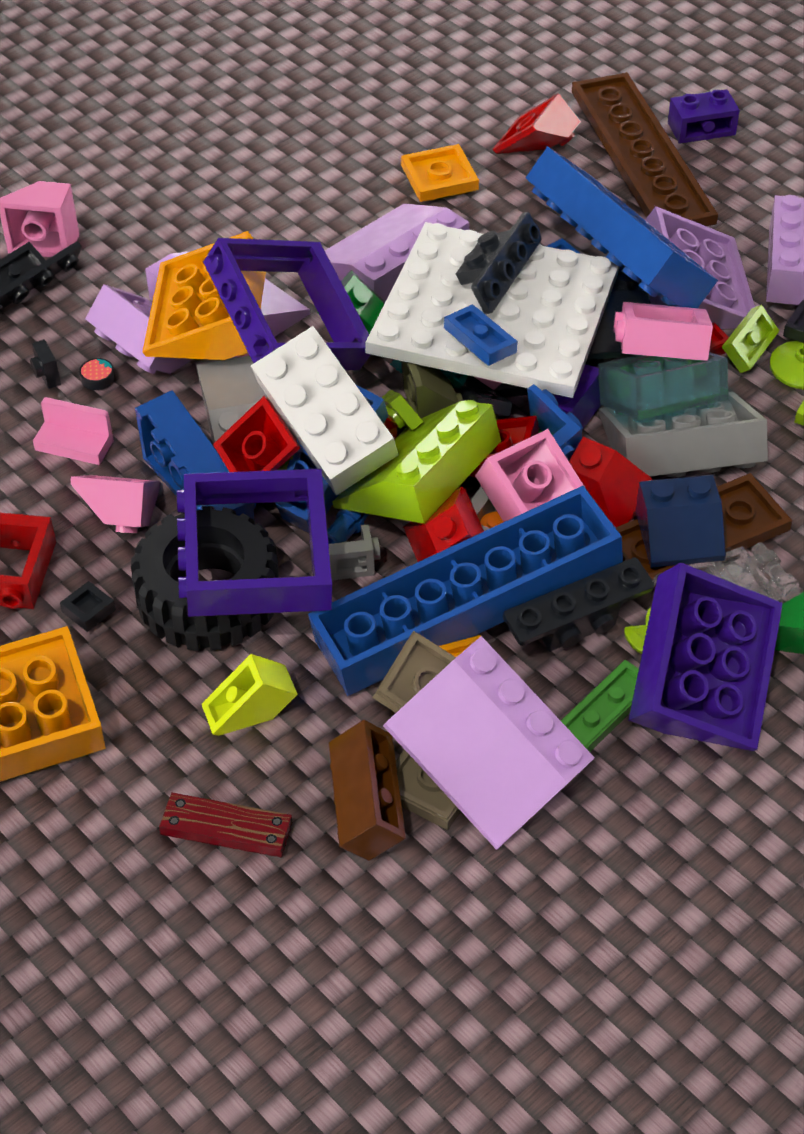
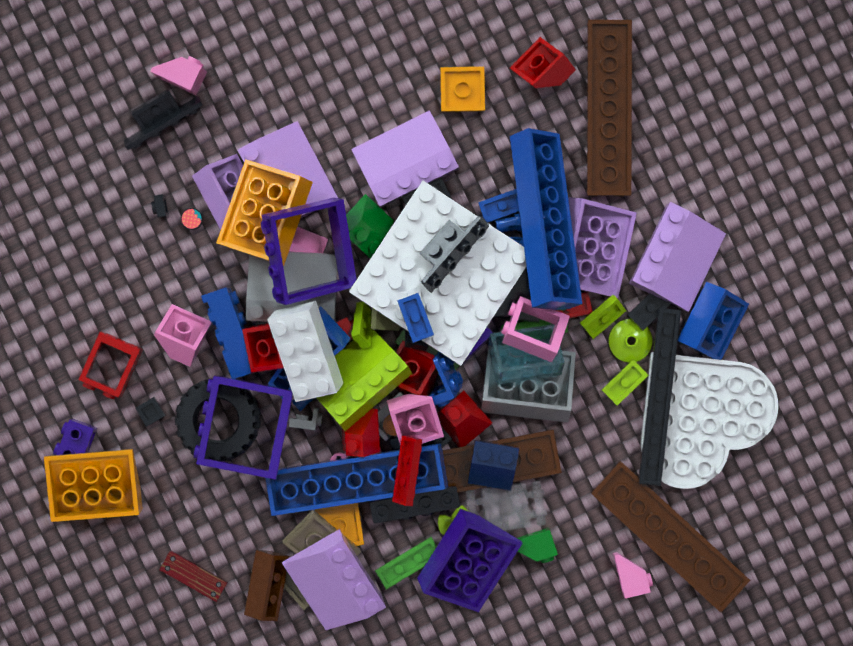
camera: 15 degrees right, 40 degrees up
(74, 431) = (166, 273): bright pink panel -> none
(249, 695) = (223, 504): neon yellow slope -> none
(549, 520) = (407, 470): none -> red plate
(703, 116) = (666, 84): dark purple brick -> none

